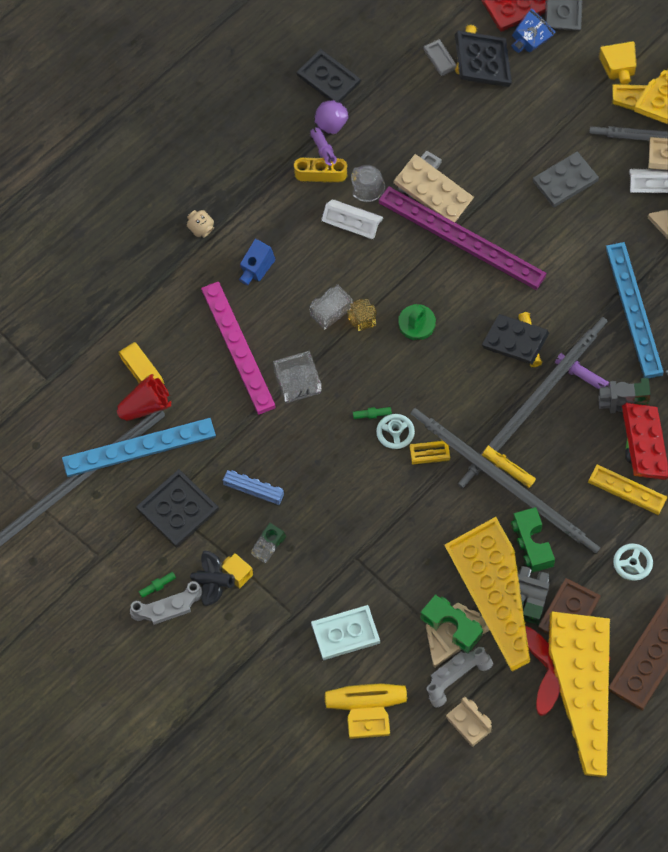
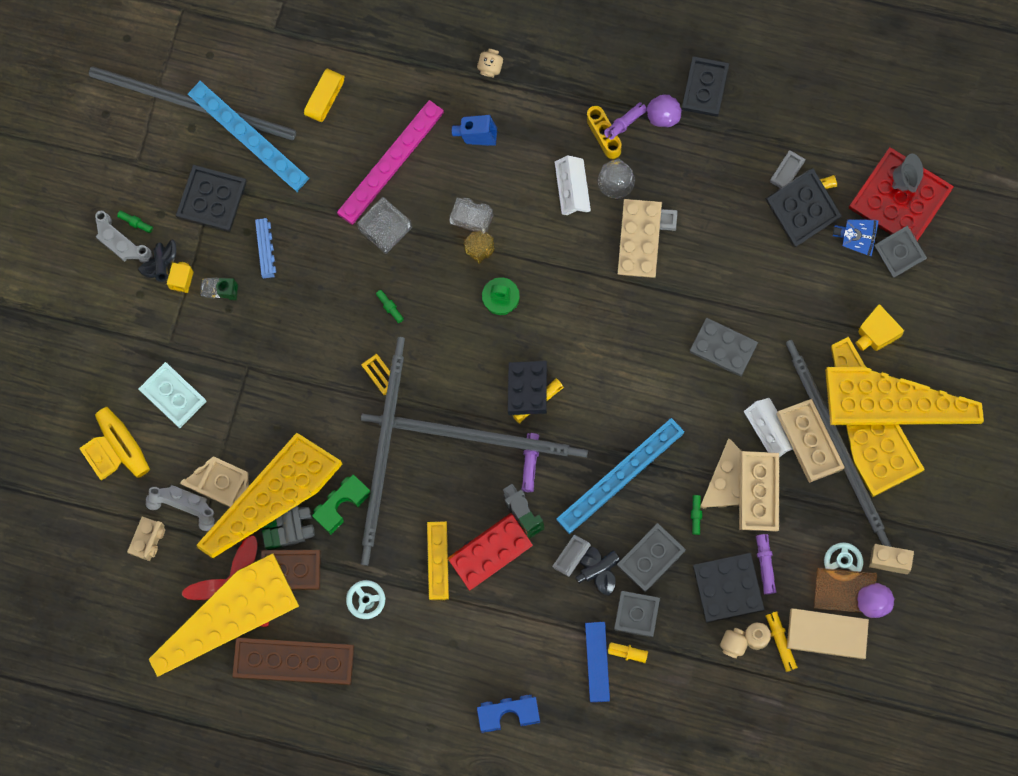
camera: 65 degrees right, 10 degrees up
(146, 398) = (292, 116): red cone -> none
(395, 423) = (380, 329): light aqua piece -> none
(440, 611) = (220, 493): green arch -> none
(462, 238) = (606, 290): magenta plate -> none
(505, 464) = (398, 446): yellow pin -> none

